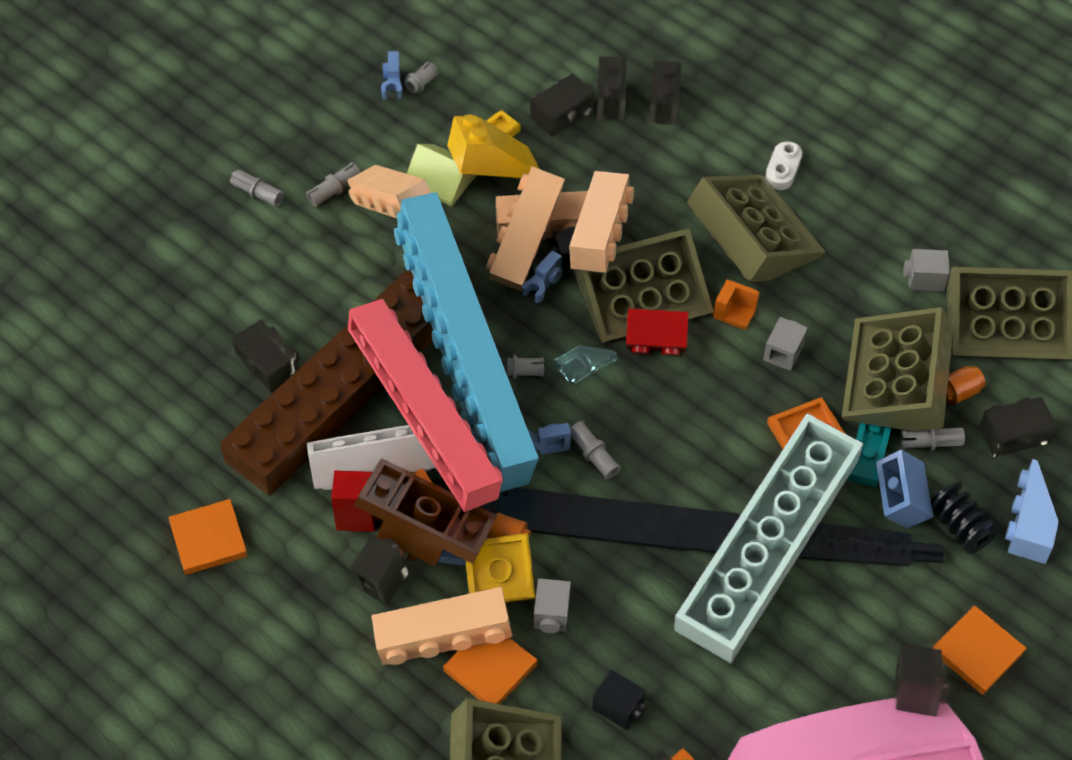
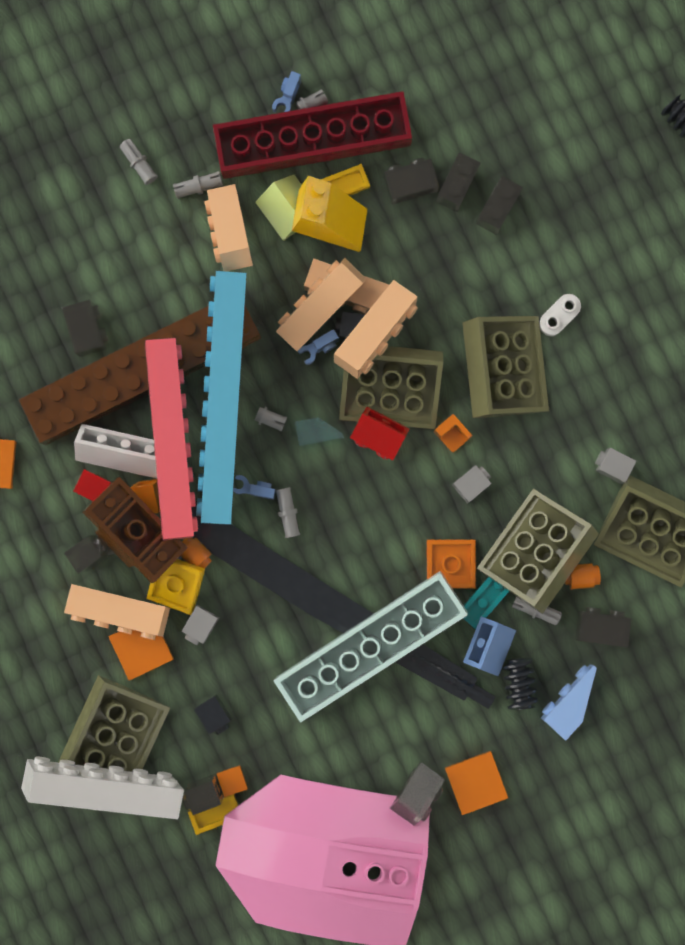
camera: 25 degrees right, 30 degrees up
(432, 97) = (312, 135): none -> dark red brick

